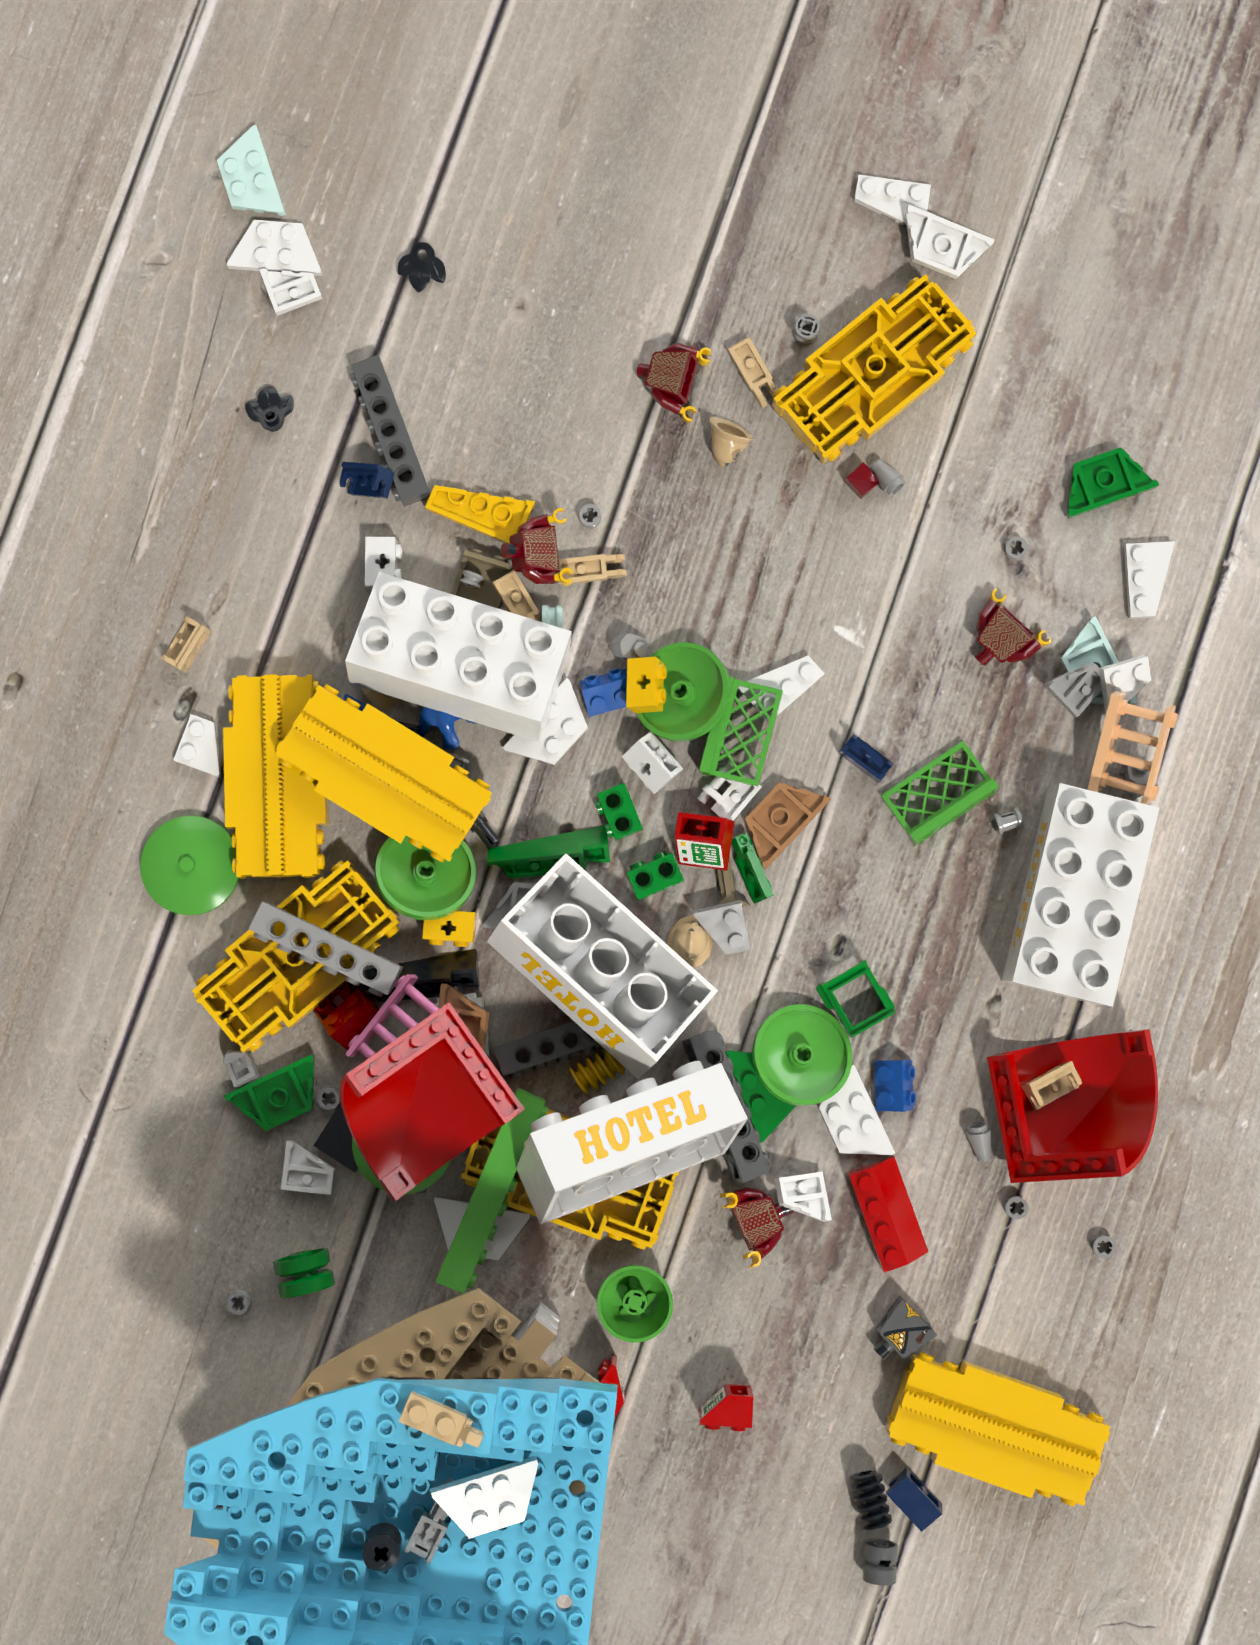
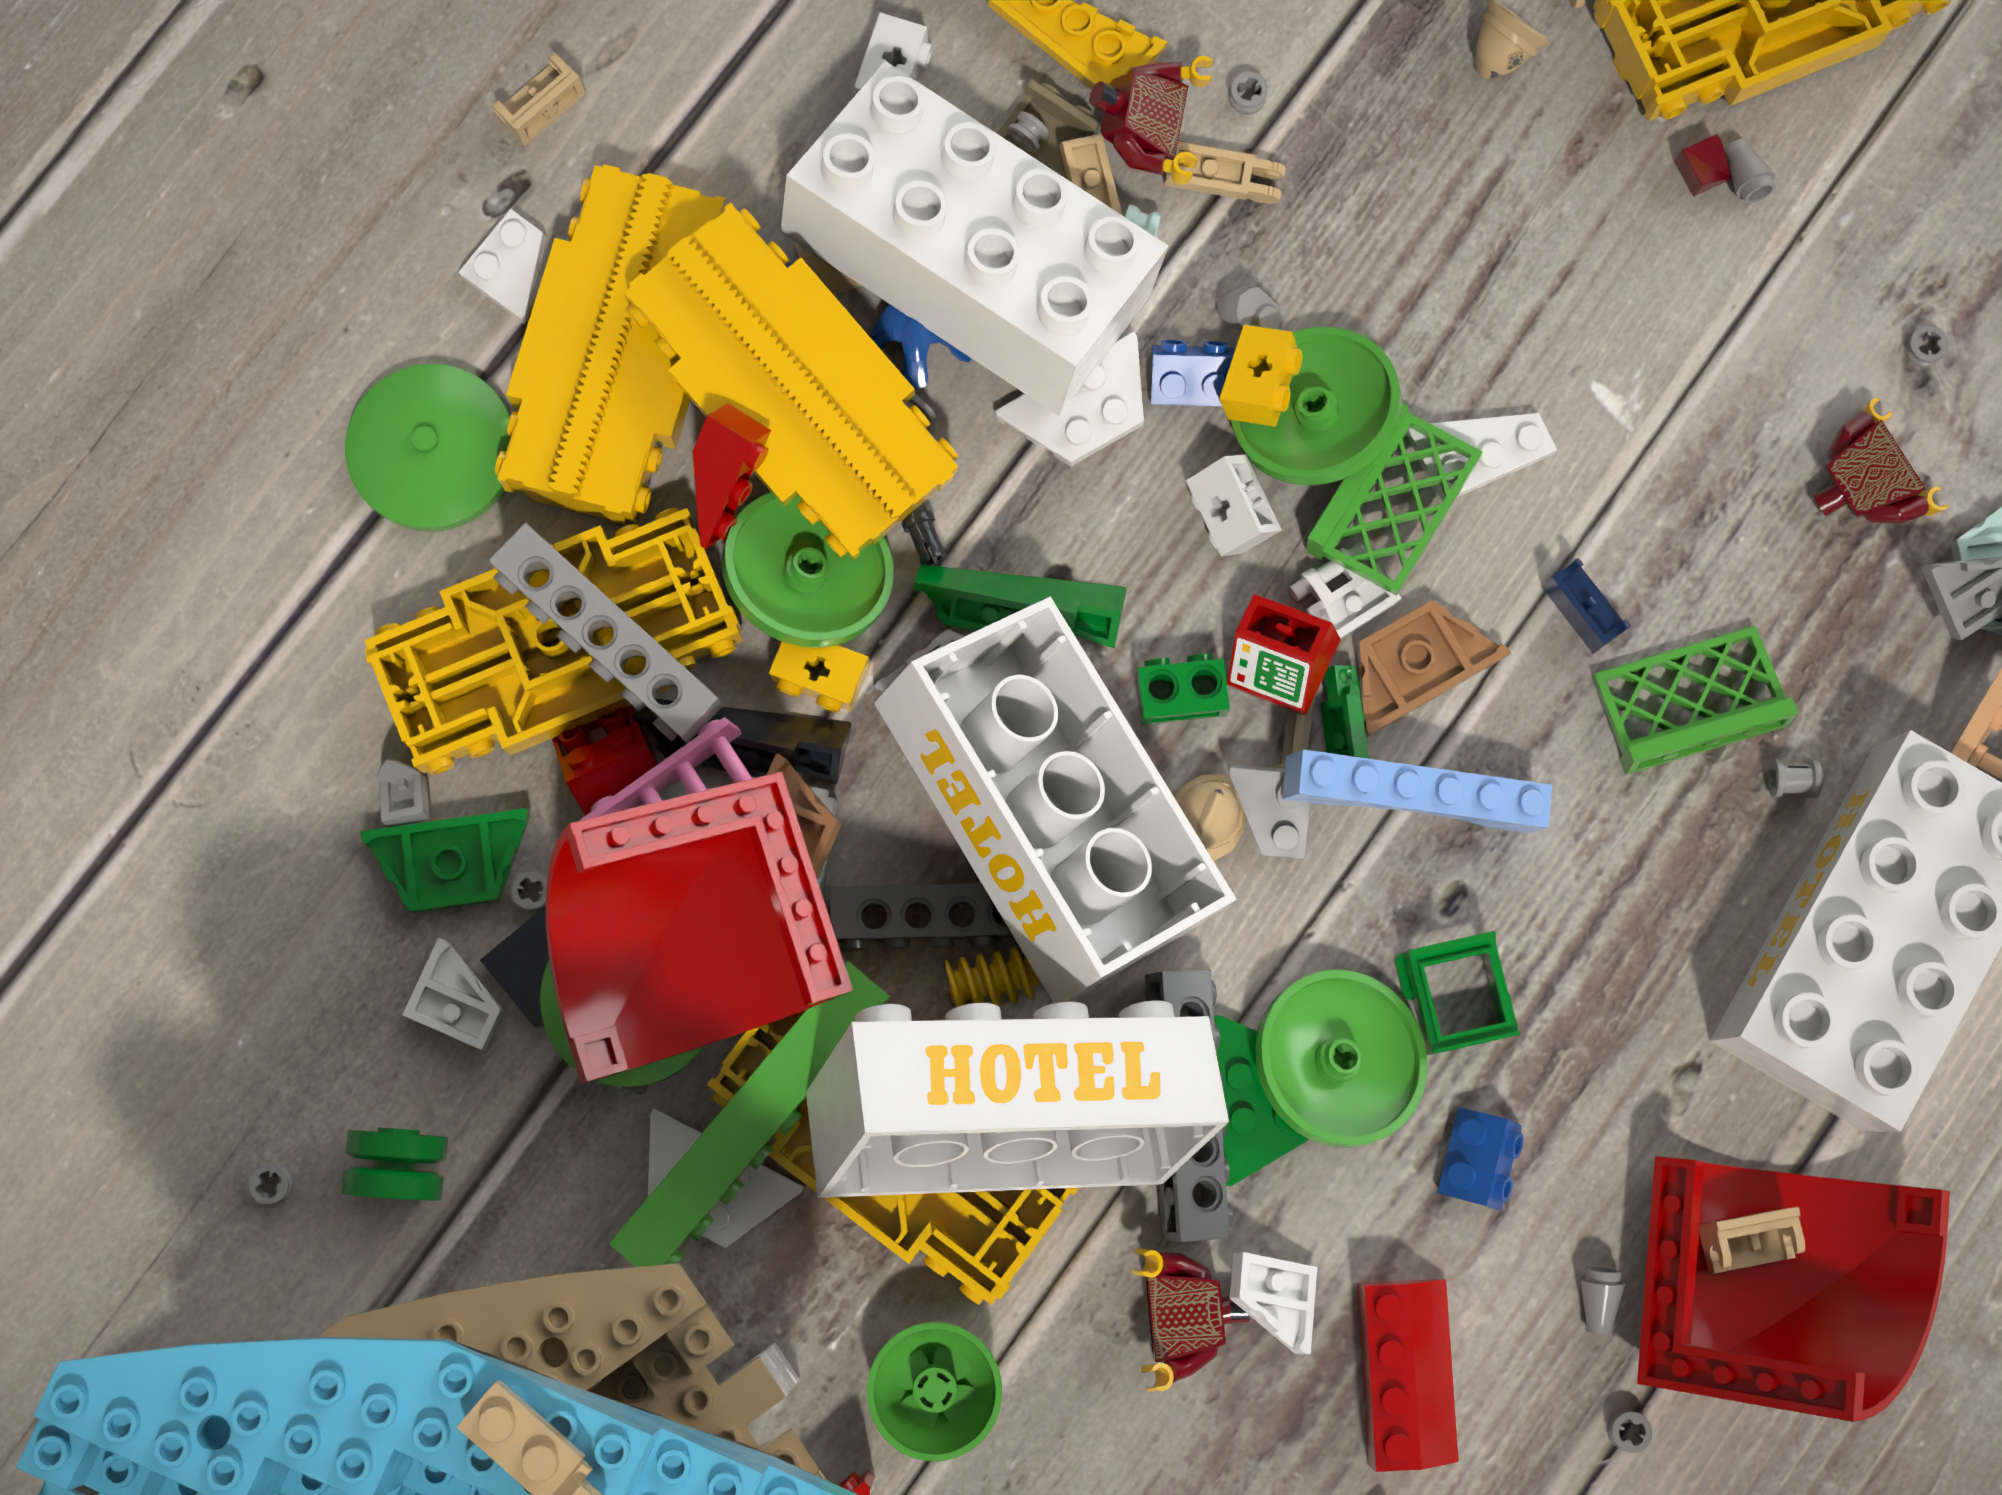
camera: 10 degrees right, 5 degrees down
(360, 833) = (723, 463): none -> red slope
(624, 810) = (1164, 569): green brick -> none
(800, 895) = (1397, 786): none -> light blue arch
(854, 1120) = (1396, 1197): white wing -> none

